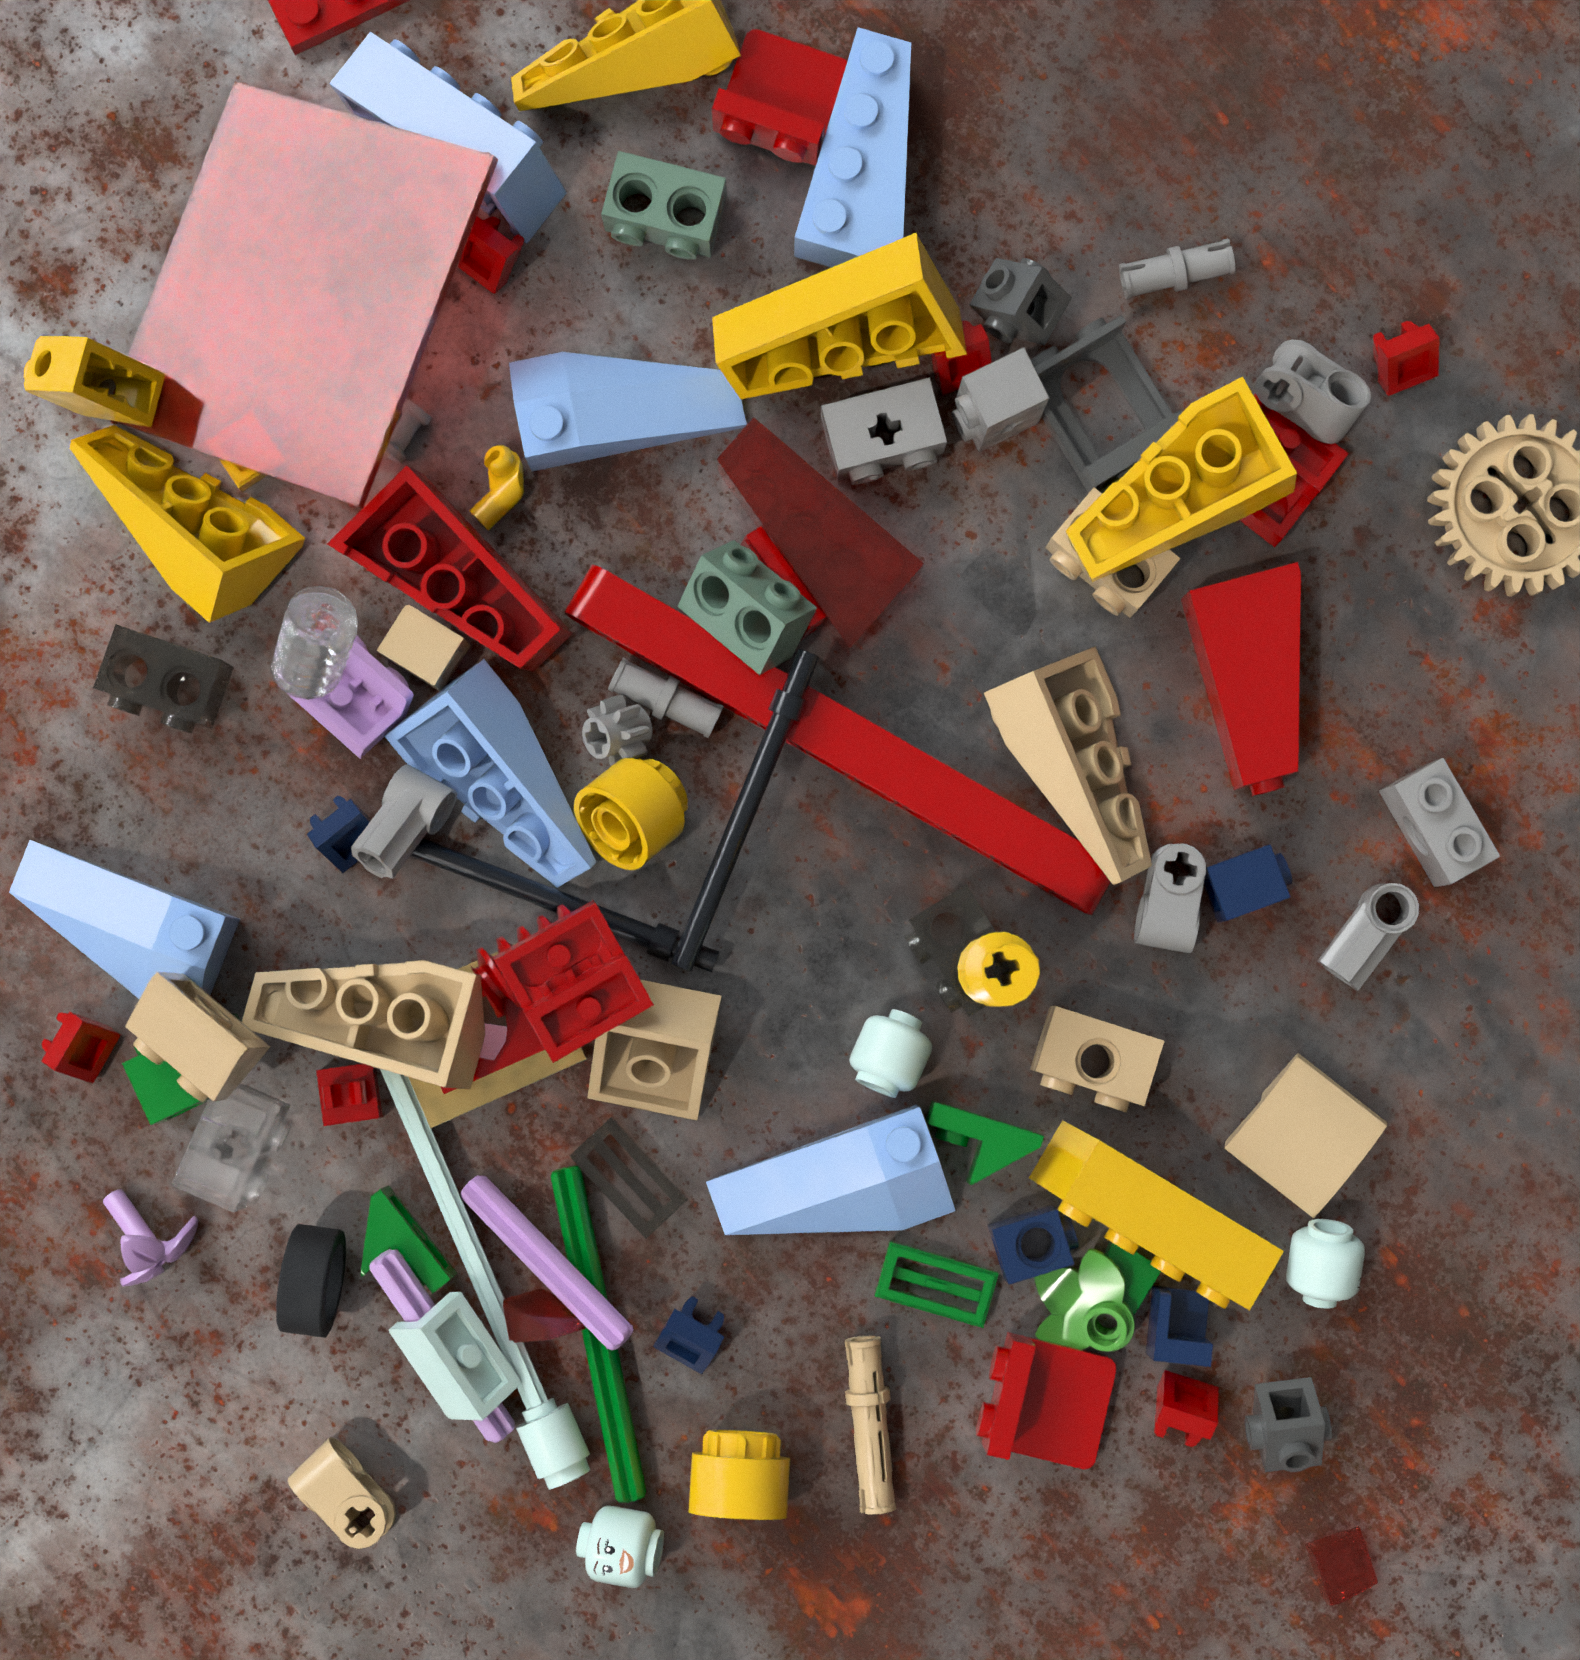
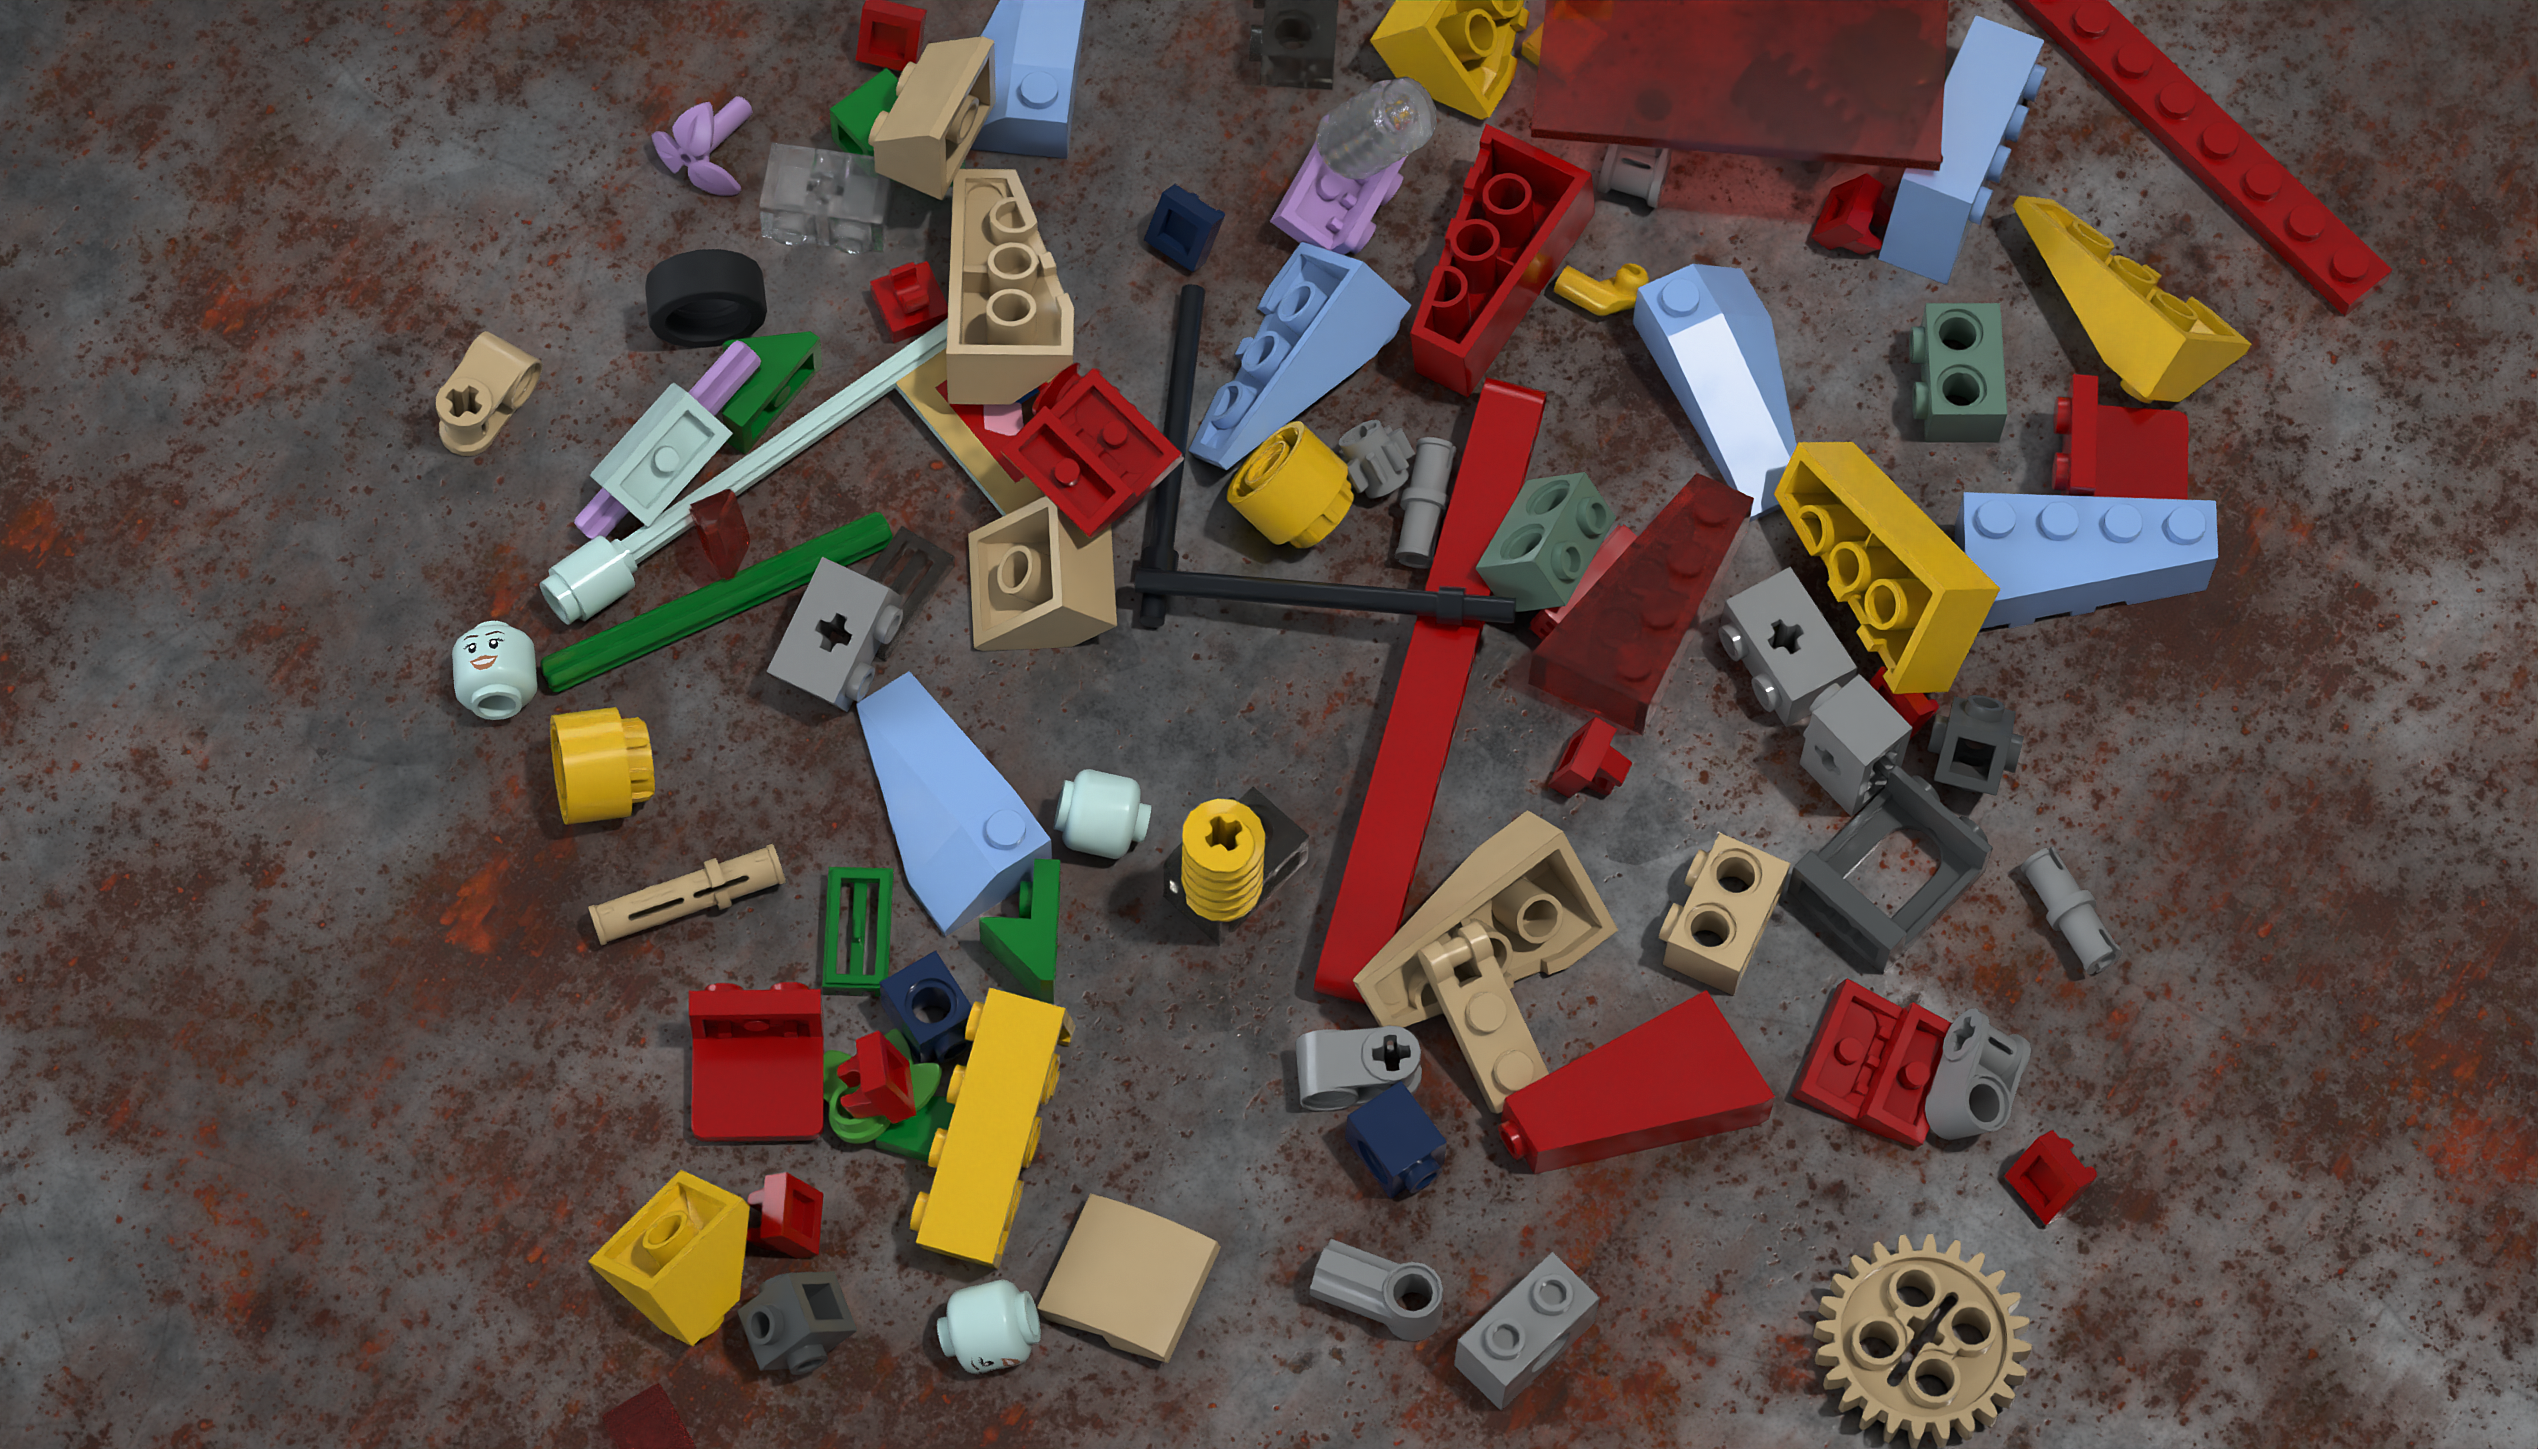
camera: 75 degrees right, 20 degrees down
(409, 810) = (1232, 280): light grey piece -> none
(423, 647) = (1407, 249): tan panel -> none
(547, 1262) = (782, 523): lavender axle -> none
(682, 1269) = (842, 602): none -> light grey brick
(689, 1339) = (733, 688): dark blue tile -> none
(944, 628) = (1590, 761): none -> red tile
(1100, 1304) = (883, 1080): none -> red tile
(1130, 1054) = (1159, 1066): tan brick -> none
(1165, 780) = (1483, 1015): none -> tan plate
(1178, 1327) = (877, 1188): dark blue panel -> none
(1195, 479) = (1833, 964): yellow wedge -> none
(1201, 1510) = (680, 1257): none -> yellow slope

